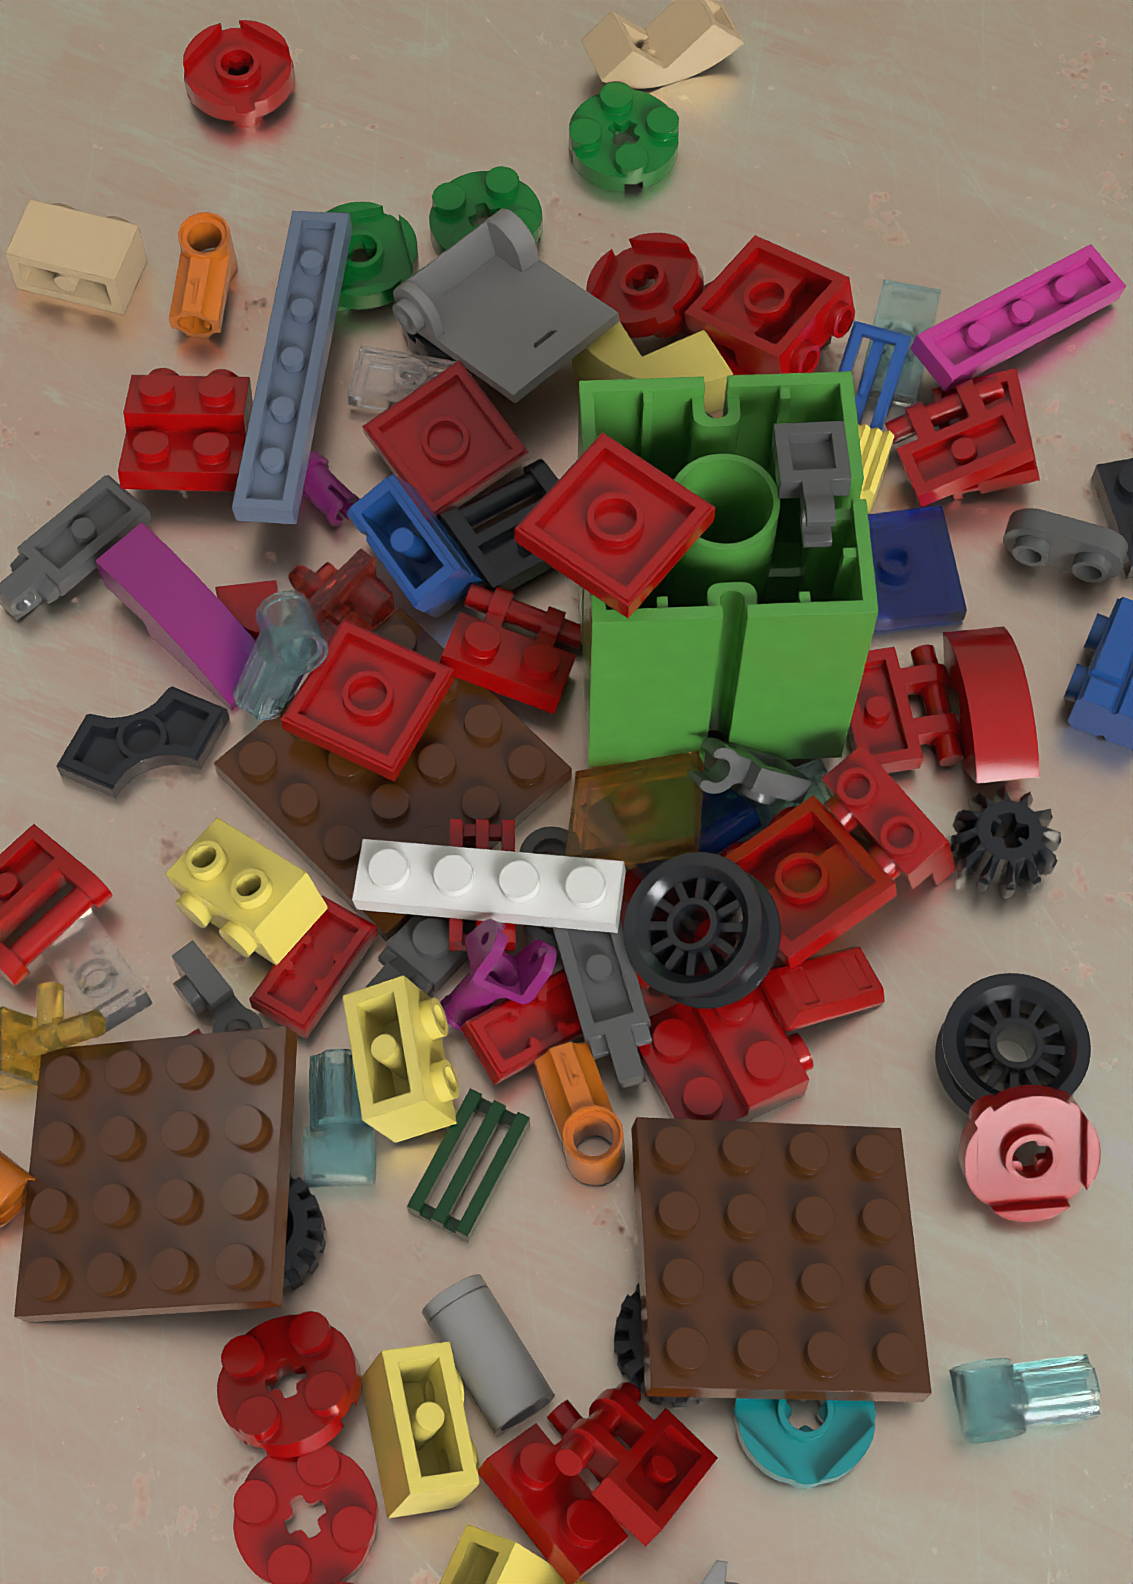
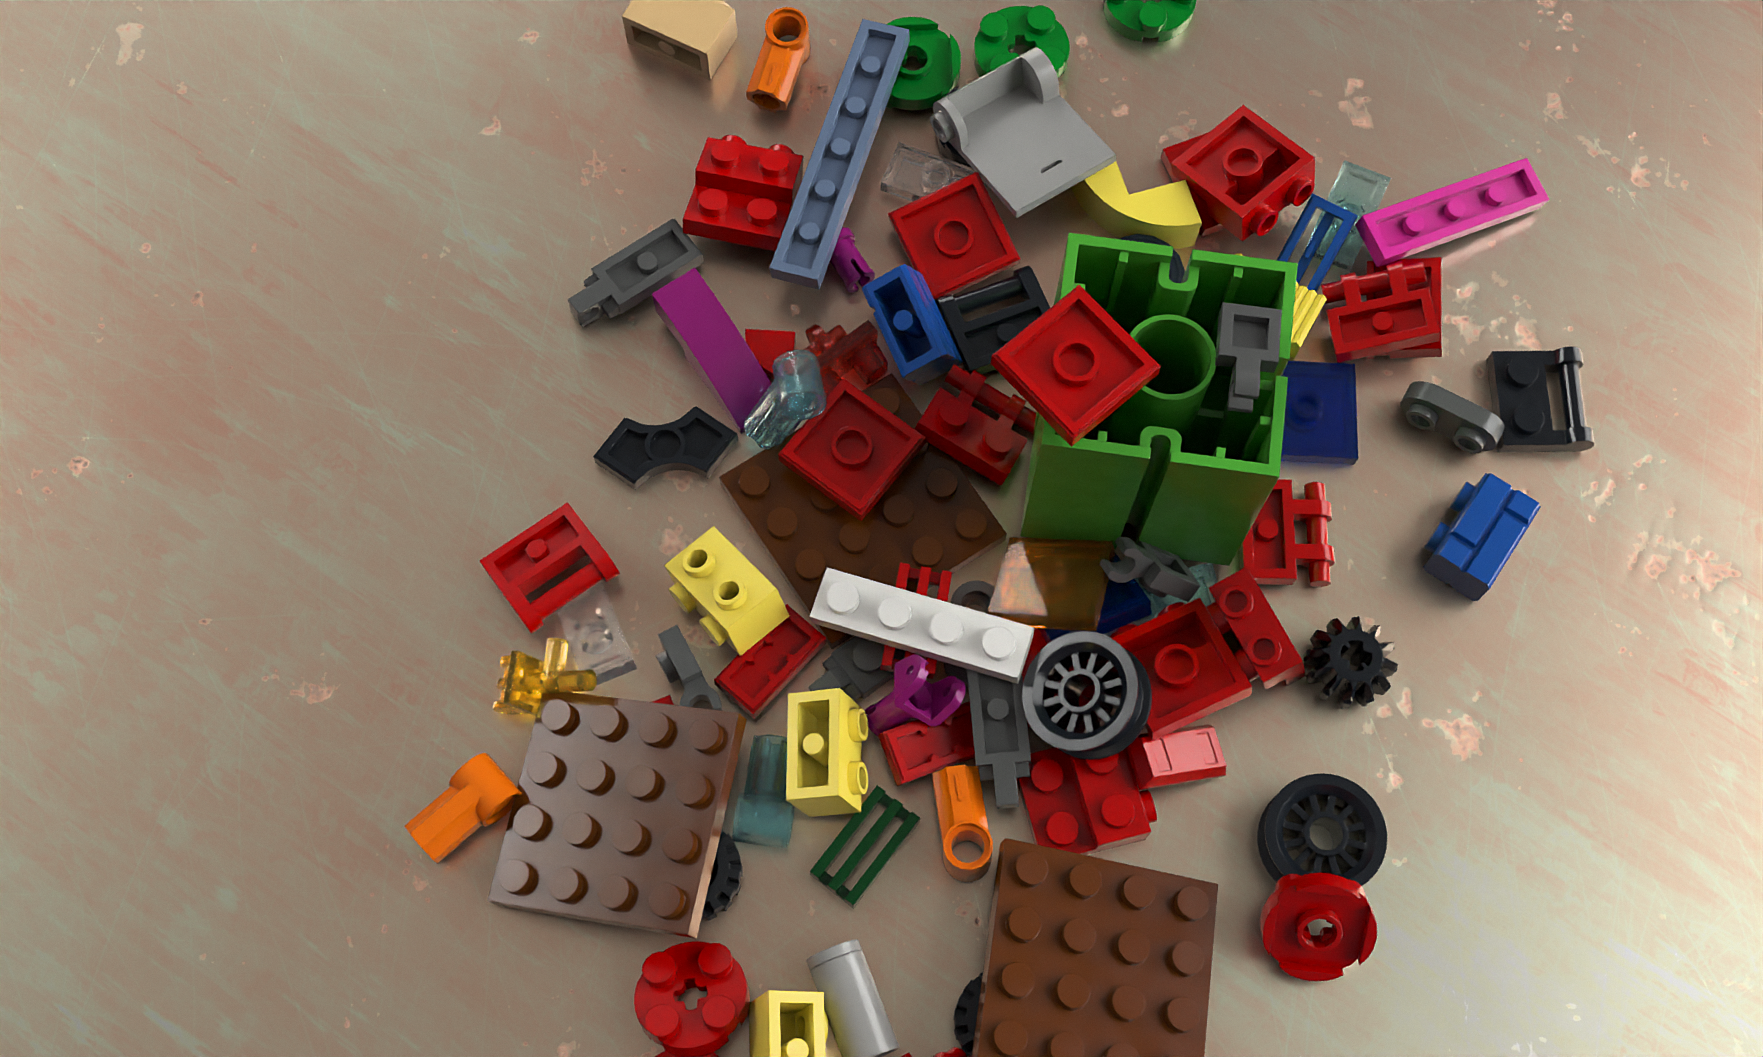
camera: 10 degrees right, 5 degrees up
(661, 306) = (1153, 152): red plate -> none
(993, 703) = (1364, 544): red brick -> none

